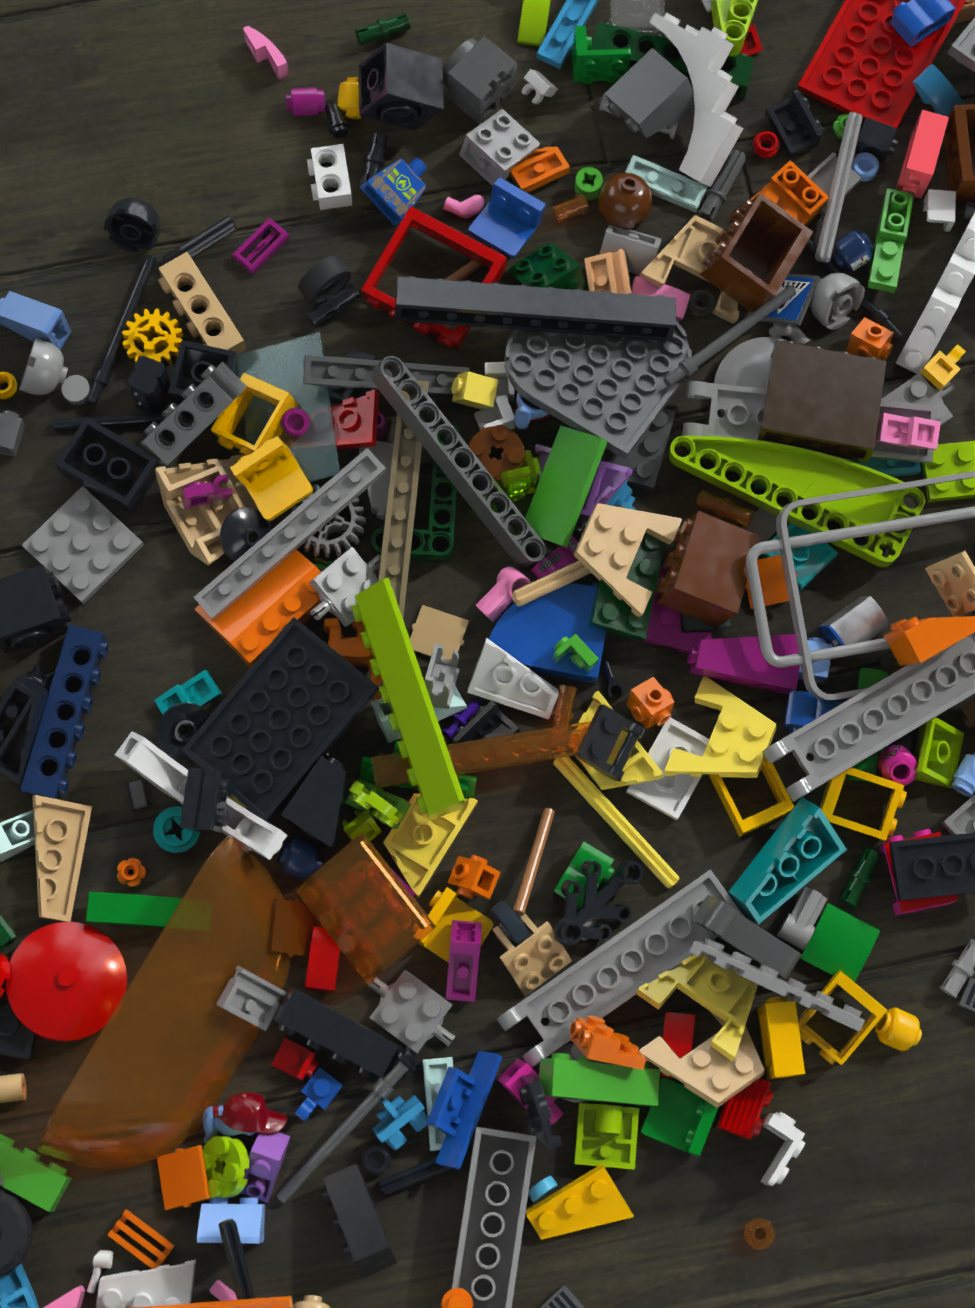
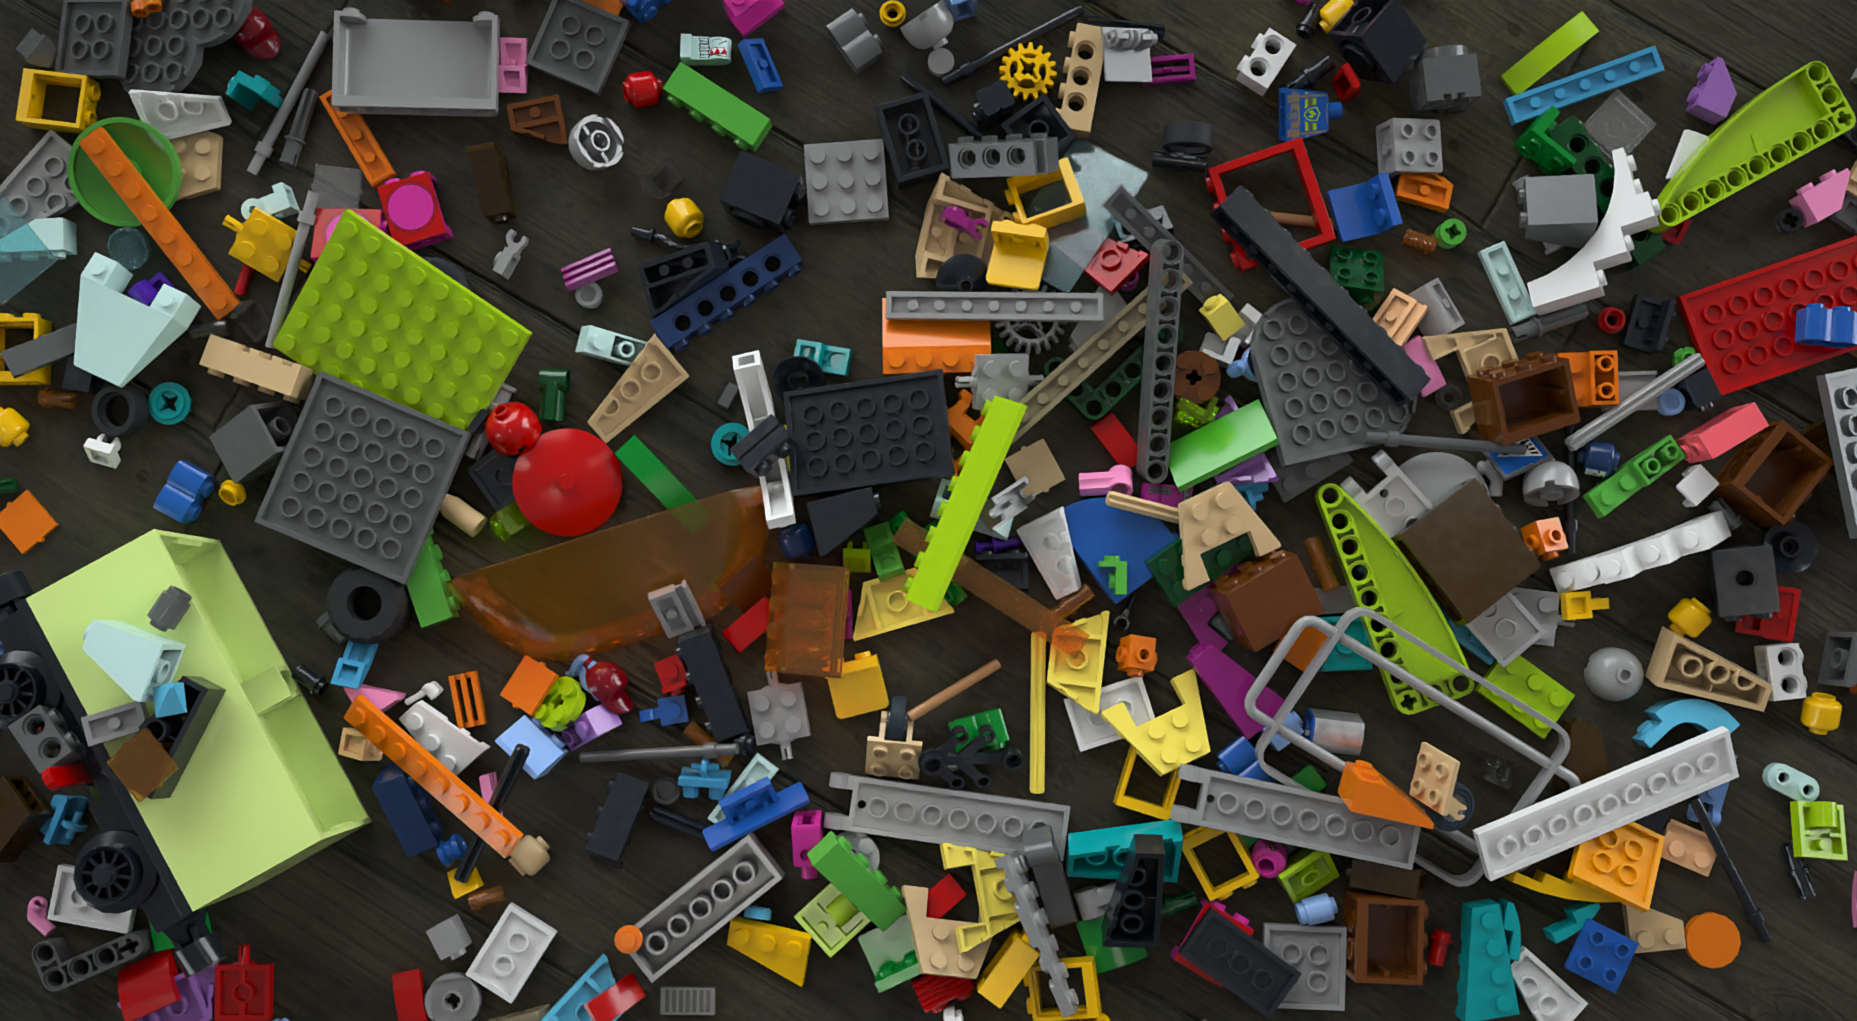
camera: 50 degrees right, 10 degrees up
(44, 1058) = (508, 521): none -> clear neon green bracket
(134, 879) = (681, 451): orange plate -> none
(219, 258) = (1127, 54): none -> light grey hinge
(295, 422) = (1070, 227): magenta plate -> none
(361, 1089) = (700, 736): none -> clear orange pin
(382, 809) = (876, 546): lime plate -> none
(408, 140) = (1346, 84): none -> red slope
(463, 960) = (844, 713): magenta bracket -> none
(466, 208) = (1343, 173): bright pink arm -> none
(473, 877) = (901, 658): orange brick -> none
(480, 555) = (1115, 440): none -> red slope
(539, 1112) = (793, 870): black wing -> none
(540, 84) = (1486, 125): white tile -> none
(601, 738) = (1078, 650): black plate -> none
(602, 1044) = (882, 861): orange plate -> none
(625, 200) = (1465, 270): reddish brown cylinder -> none
(827, 884) = (1136, 901): none -> black wedge
(908, 432) = (1507, 631): bright pink slope -> none
(937, 91) = (1781, 396): dark azure slope -> none

